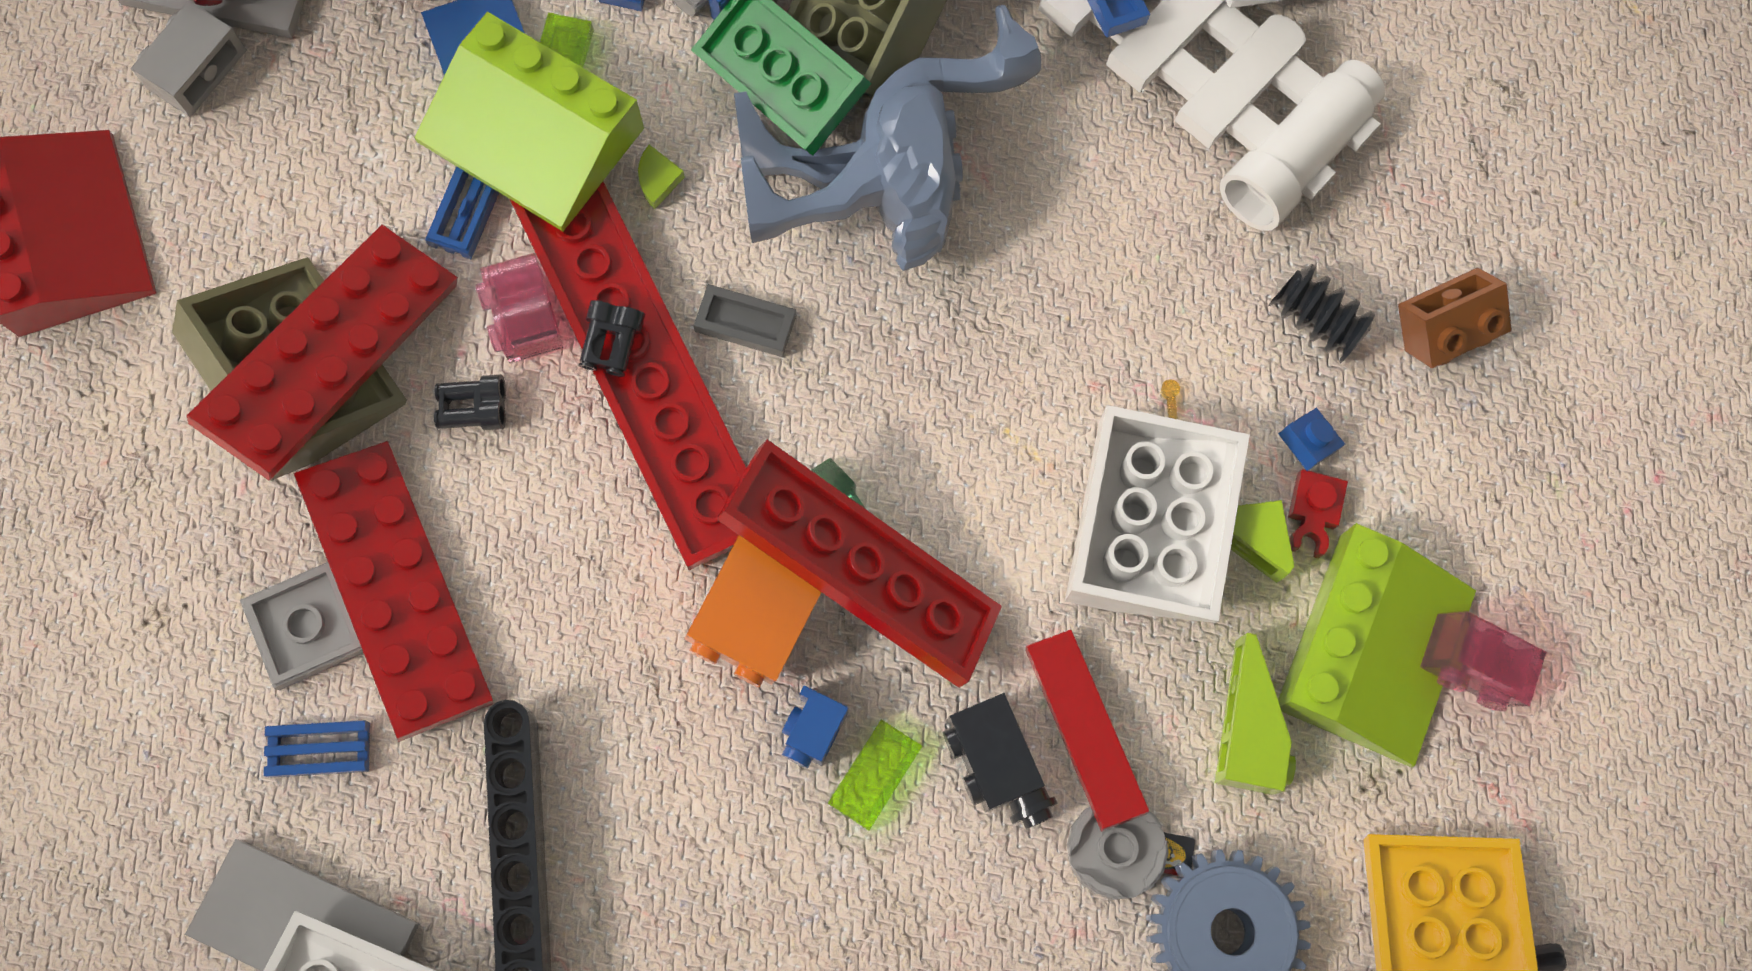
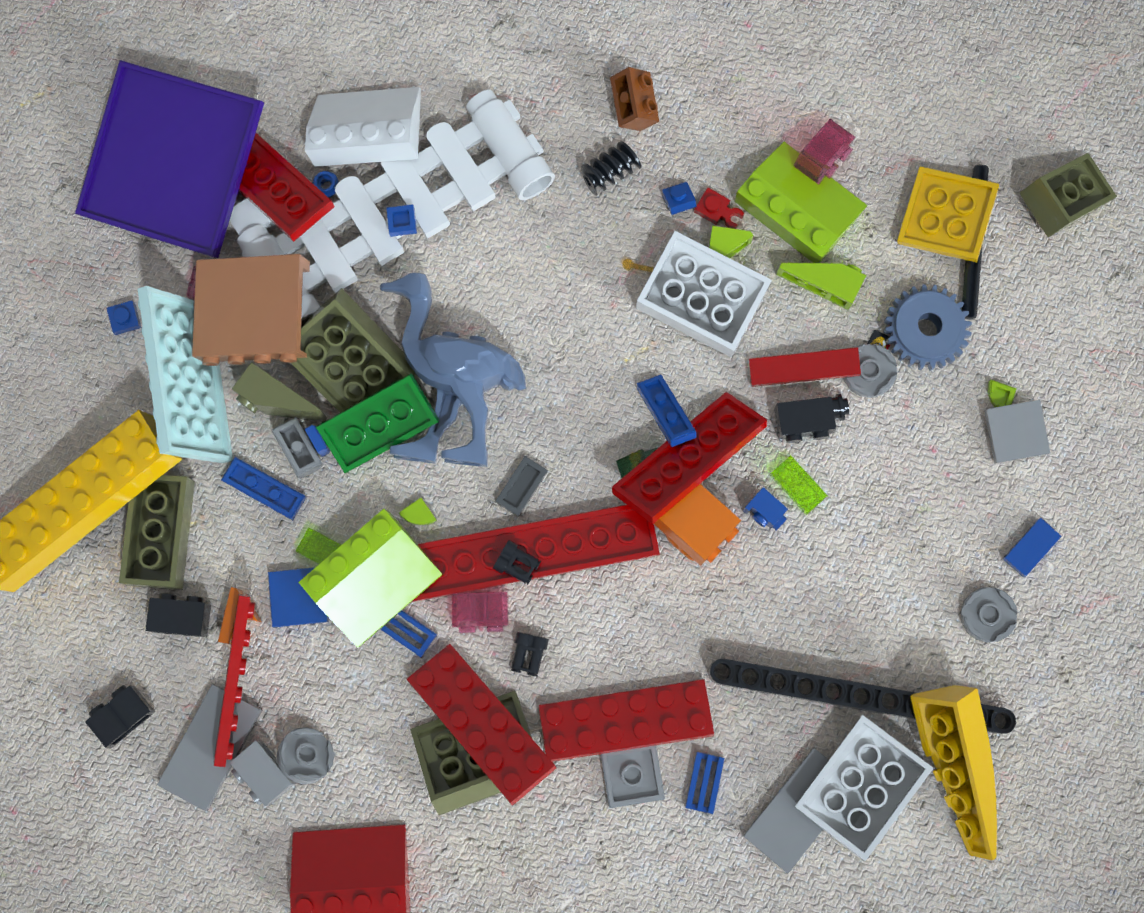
camera: 65 degrees left, 5 degrees up
(226, 109) = (305, 755): none -> light grey tile
(934, 509) = (666, 410): none -> blue tile

